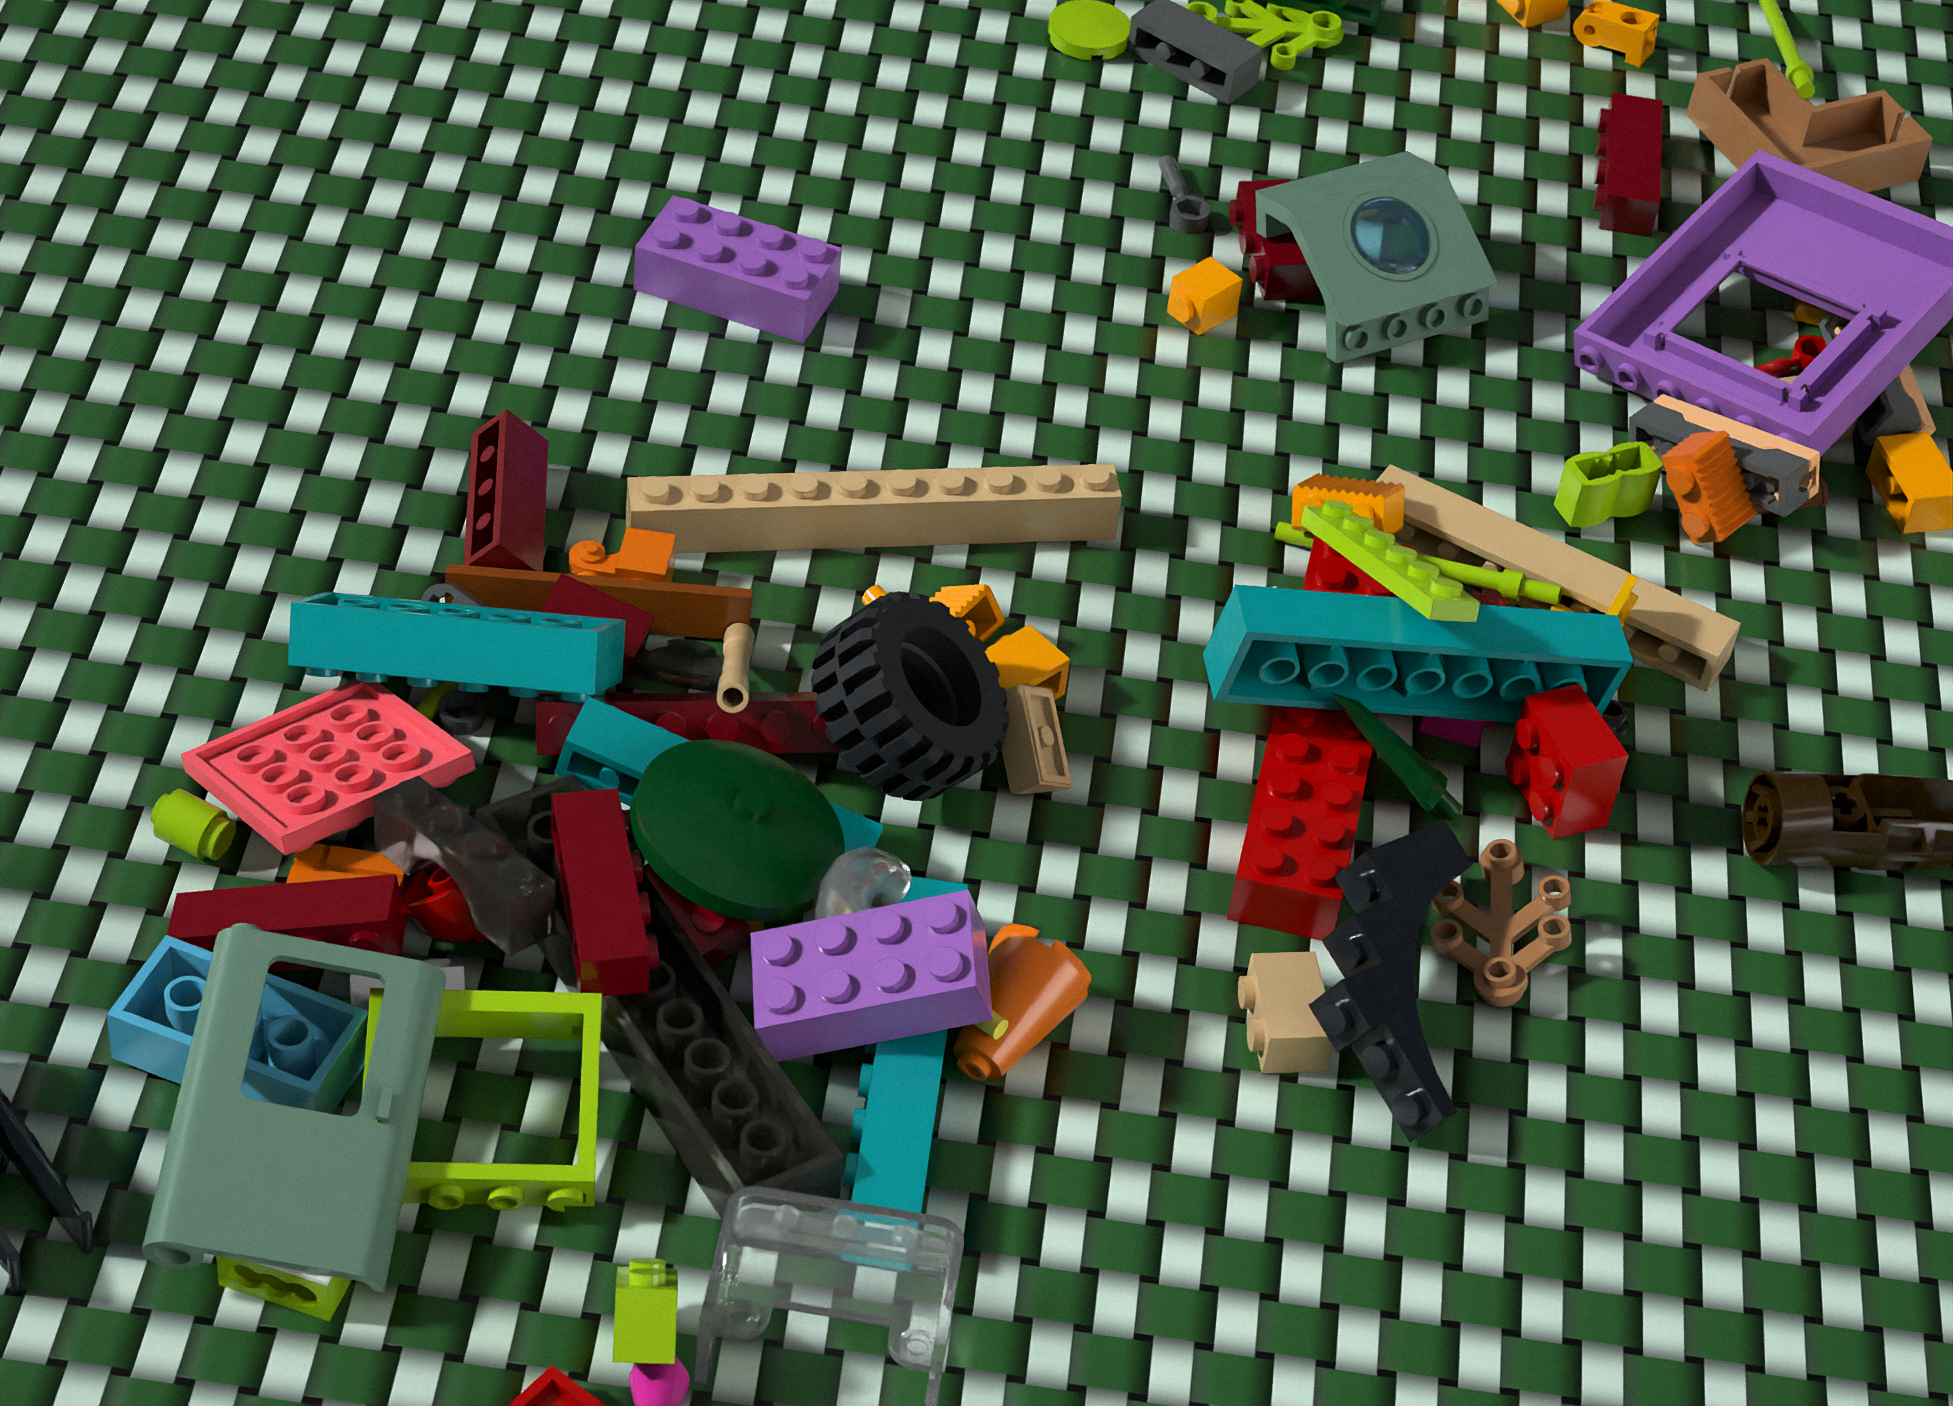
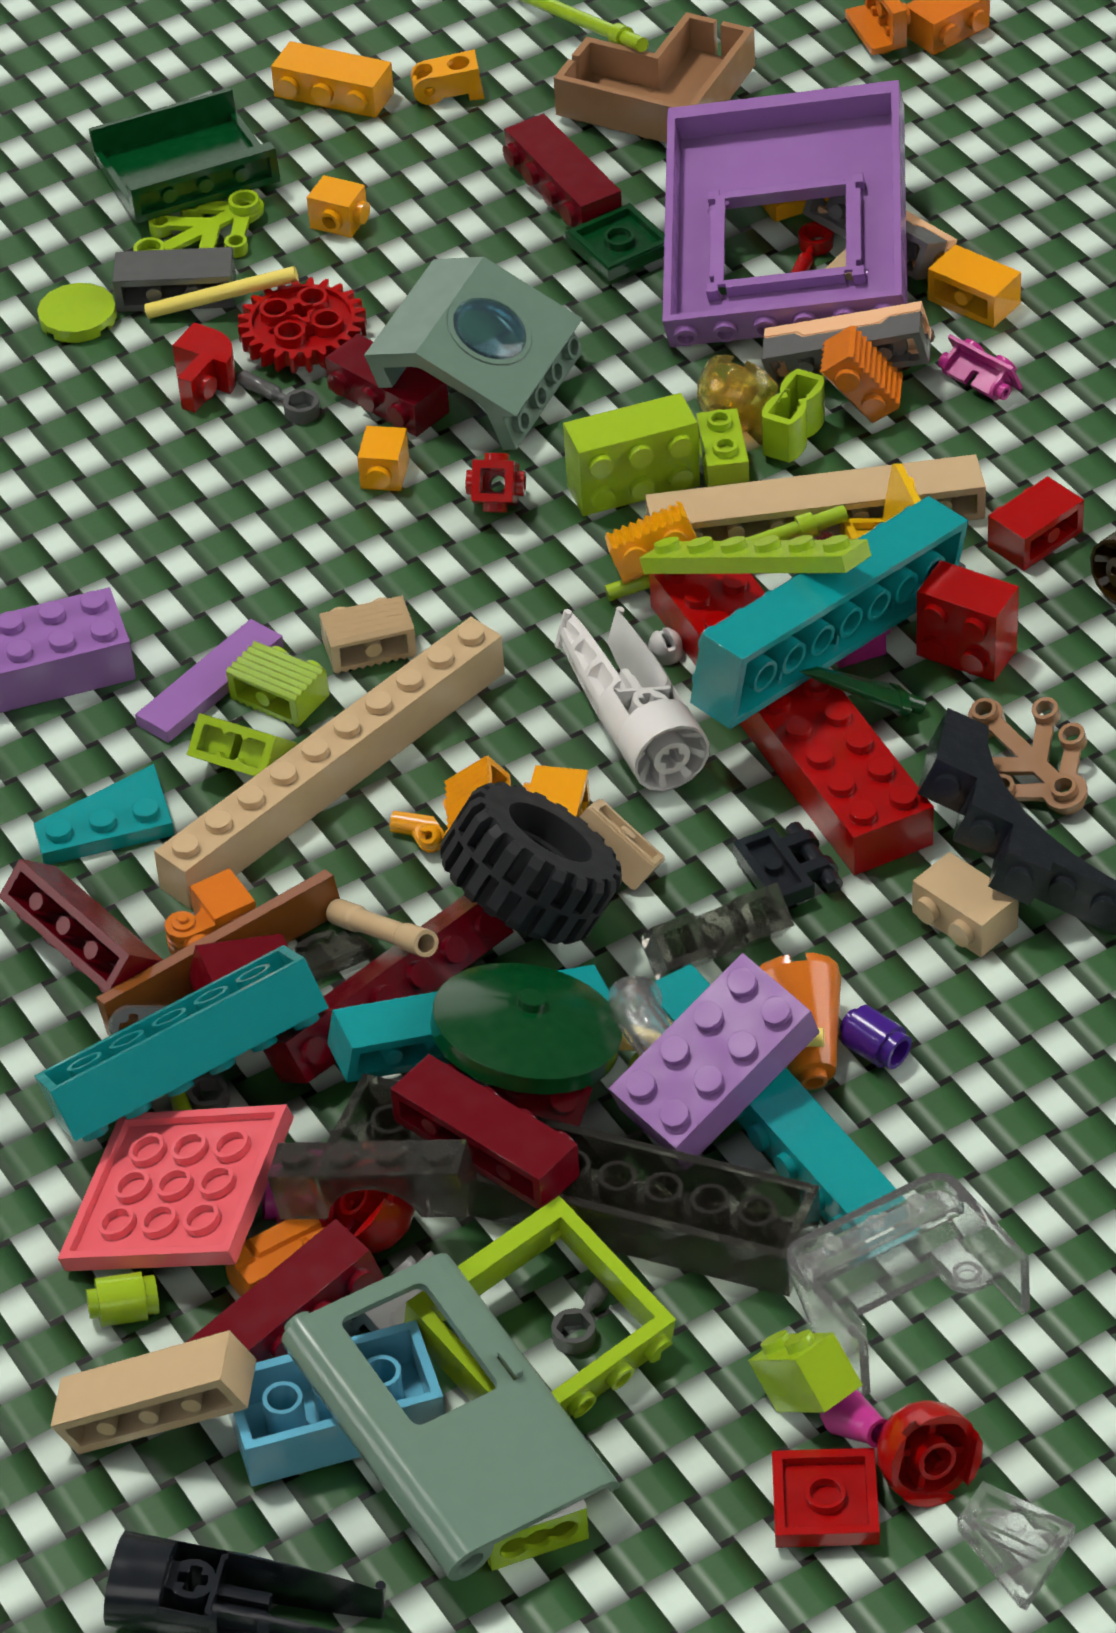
camera: 30 degrees left, 0 degrees up
(99, 912) = (154, 1392): none -> tan brick
(568, 1116) = (572, 1317): none -> dark grey piece
(643, 436) = (107, 820): none -> teal wing
(799, 437) = (235, 745): none -> lime brick
(856, 381) = (201, 685): none -> medium lavender tile
(905, 418) = (277, 683): none -> lime brick
(1024, 426) = (368, 634): none -> tan brick
(1034, 879) = (717, 933): none -> clear smoke arch
(1070, 1070) = (875, 1037): none -> dark purple brick
(1139, 133) = (203, 365): none -> red brick
(1151, 863) = (772, 860): none -> black plate
(1163, 672) = (638, 705): none -> white piece
(1219, 81) = (221, 292): none -> light yellow bar
(1258, 144) = (300, 324): none -> red gear
(1273, 373) = (479, 482): none -> red brick
(1400, 73) = (337, 206): none -> light orange brick
(1416, 422) = (631, 453): none -> lime brick
(1510, 472) = (722, 448): none -> lime brick
(1567, 427) = (732, 386): none -> clear yellow cylinder
(1614, 245) = (617, 241): none -> dark green plate
(1741, 723) = (1035, 523): none -> red brick
(1848, 571) = (993, 374): none -> dark pink hinge

